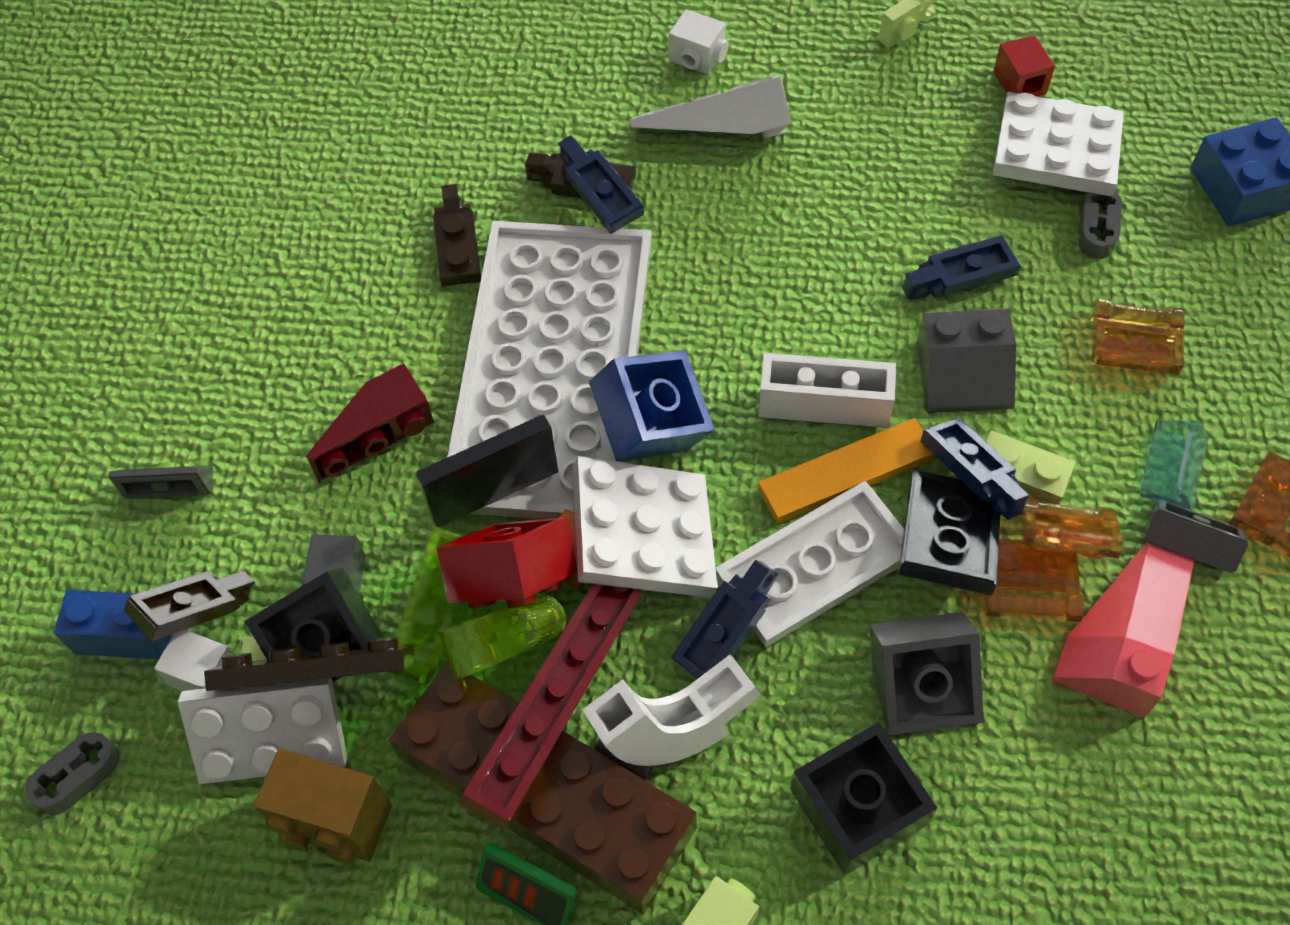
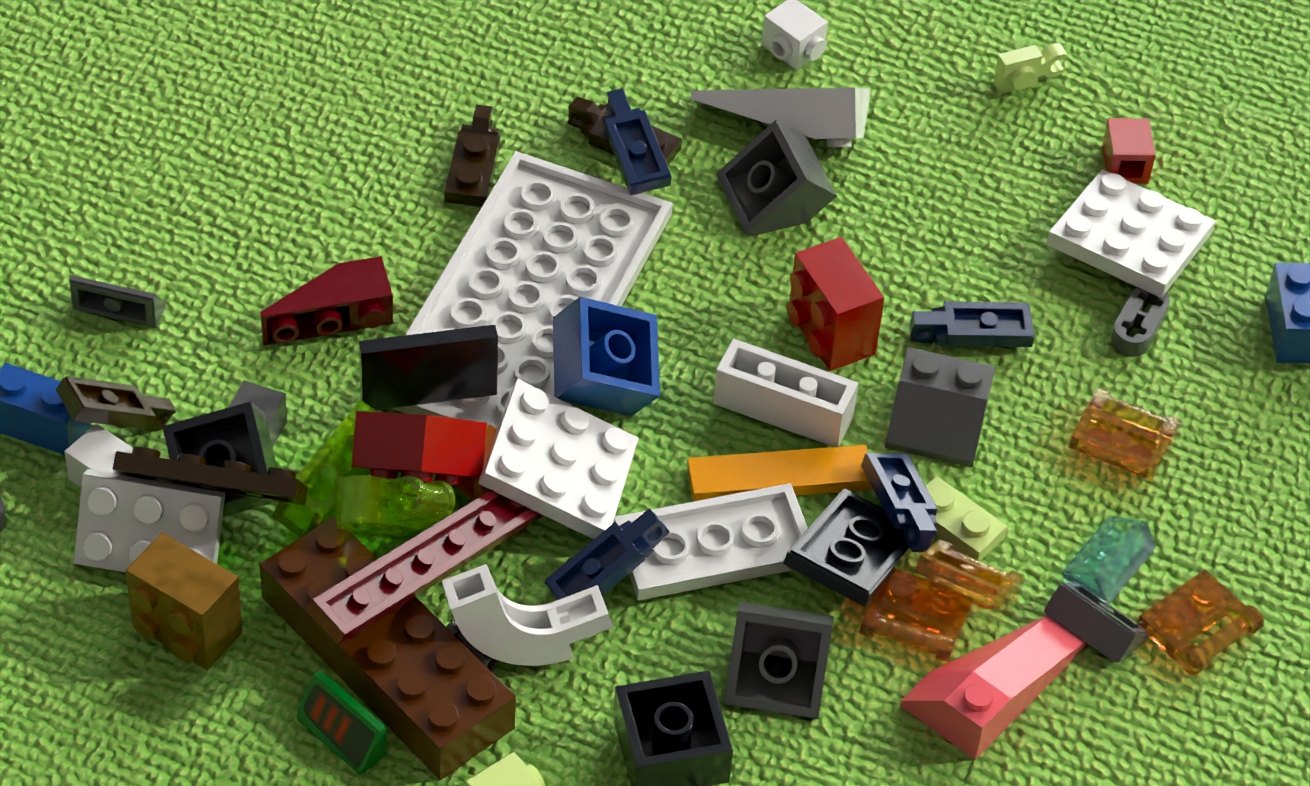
camera: 10 degrees right, 10 degrees down
(734, 184) = (776, 181): none -> dark grey slope
(838, 287) = (835, 304): none -> red brick

